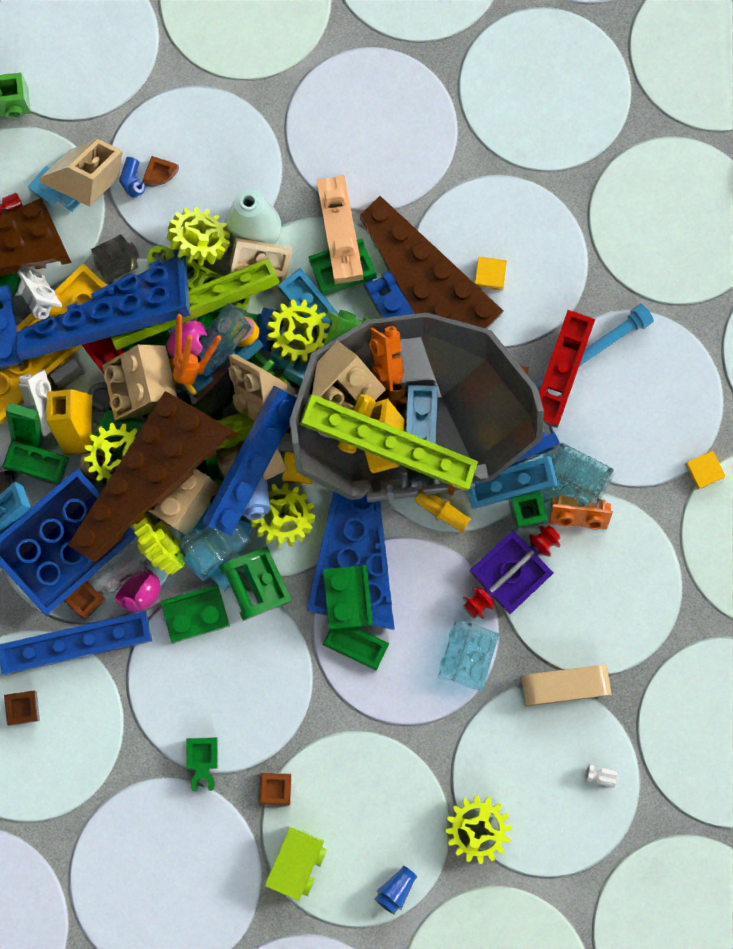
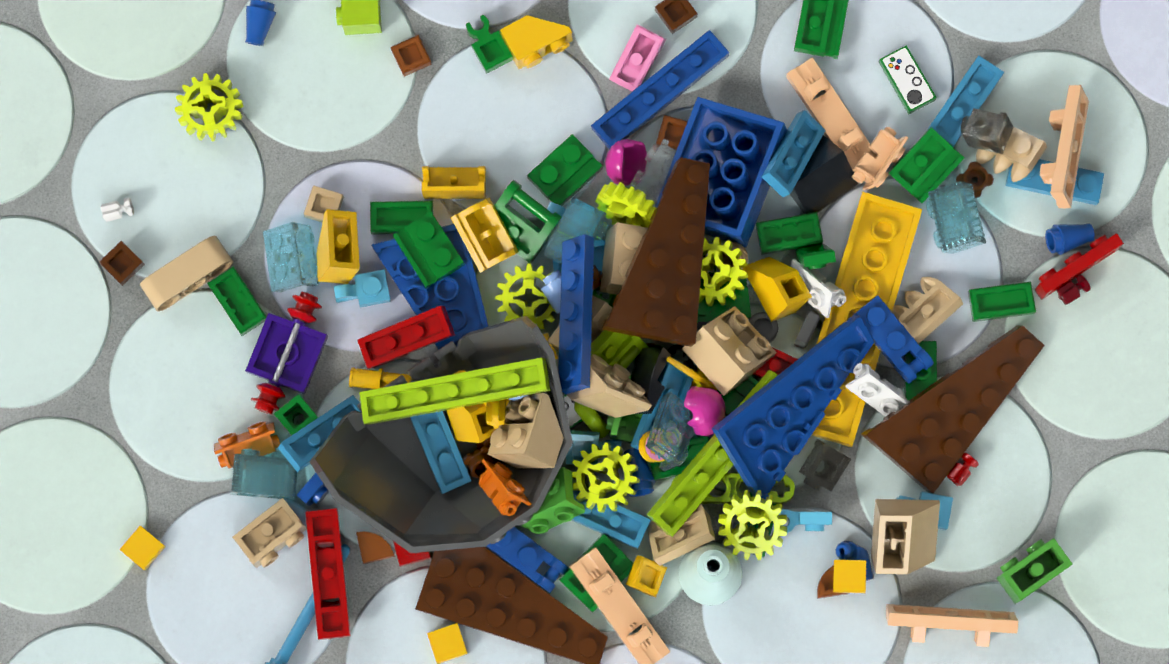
camera: 160 degrees right, 0 degrees up
(78, 684) = (637, 58): none -> bright pink slope
(83, 96) = (924, 617): none -> light nougat hinge
(144, 163) = (849, 576): none -> yellow tile
(149, 224) = (812, 520): none -> medium azure plate
(159, 746) = (533, 38): none -> yellow slope
(187, 364) = (689, 382): orange plant -> none
(293, 586) = (484, 234): none -> yellow hinge
(294, 651) = (454, 182): none -> yellow hinge
(305, 245) = (646, 576): none -> yellow tile
(403, 531) = (406, 337): none -> red plate
(414, 594) = (369, 289): none -> medium azure plate
(418, 687) = (319, 201): none -> tan plate
(424, 639) = (338, 247): none -> yellow slope
(532, 639) = (237, 301): none -> green plate
(595, 425) = (270, 533): none -> tan bracket
(618, 723) = (121, 263): none -> reddish brown plate

